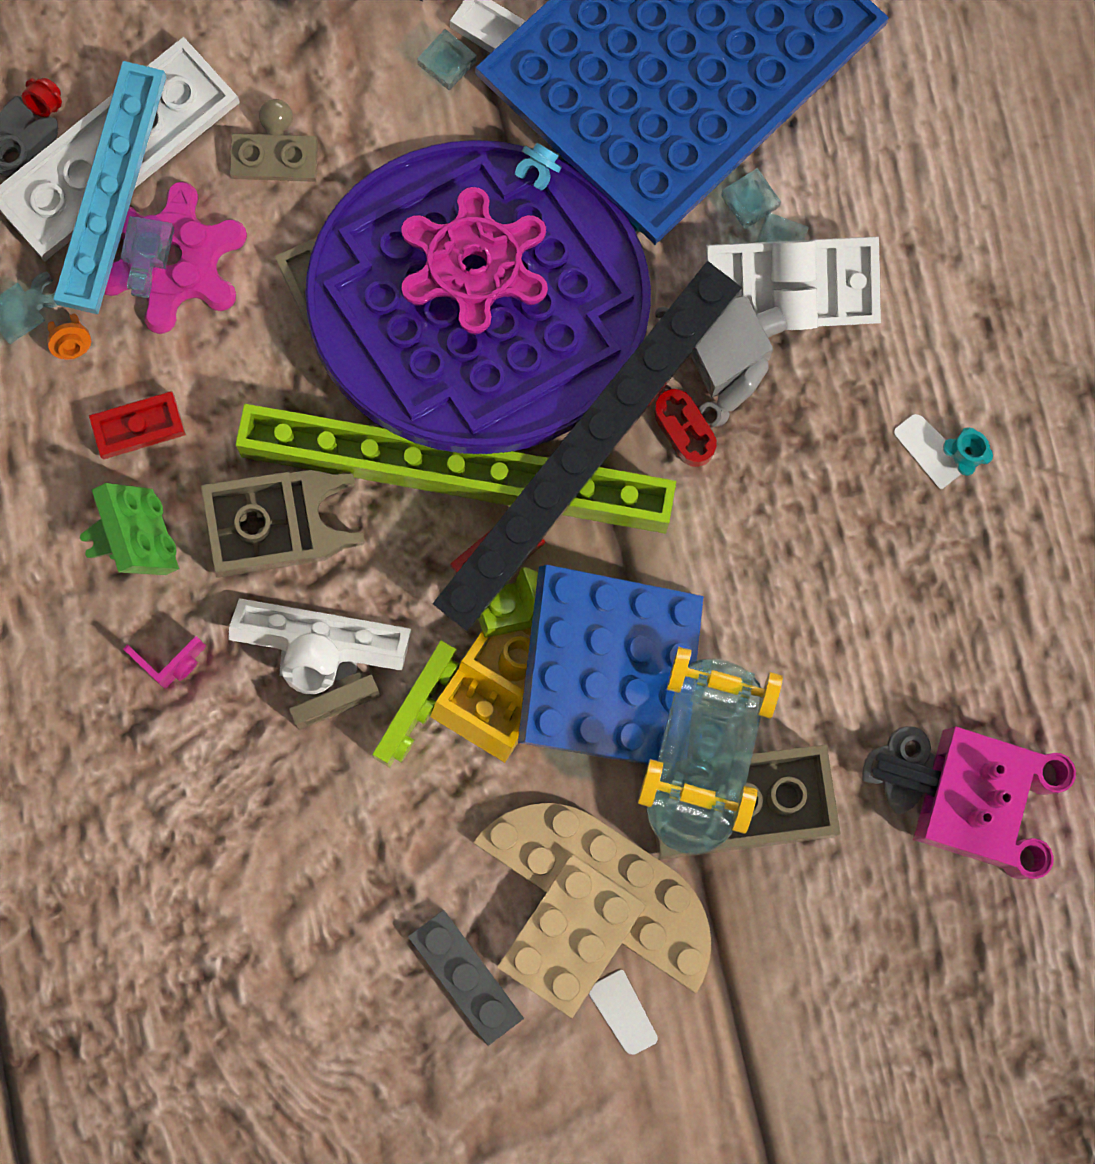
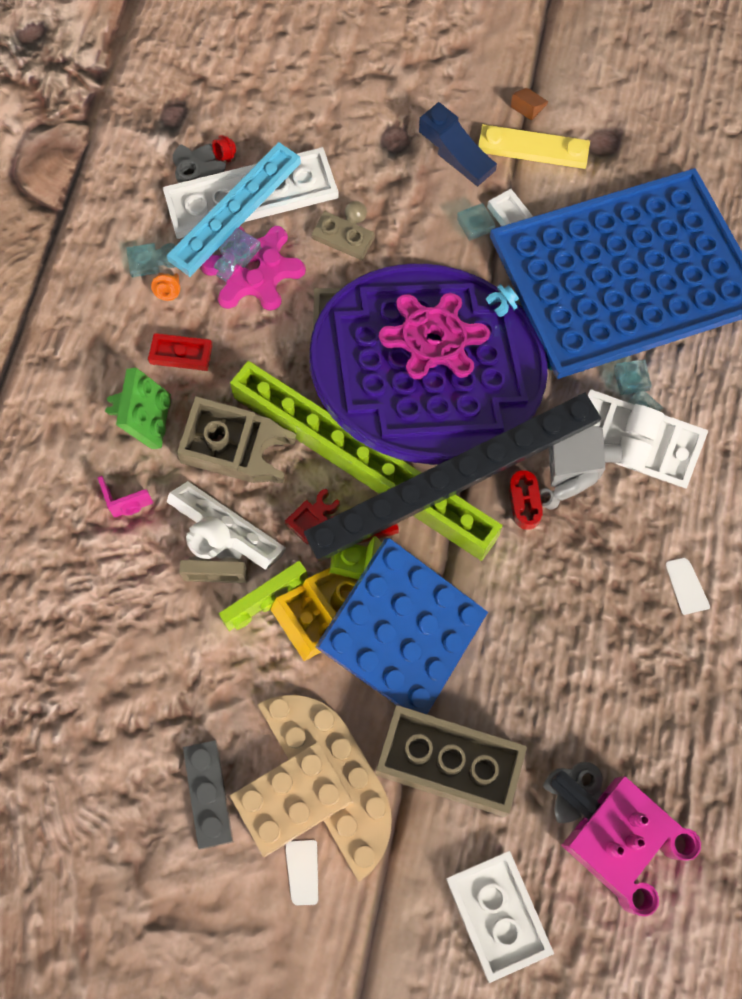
camera: 30 degrees right, 10 degrees down
(424, 577) = (310, 515): none -> red plate
(701, 773) = (424, 729): clear light blue piece -> none
(876, 954) = (499, 916): none -> white plate
(975, 443) = (718, 591): teal plate -> none

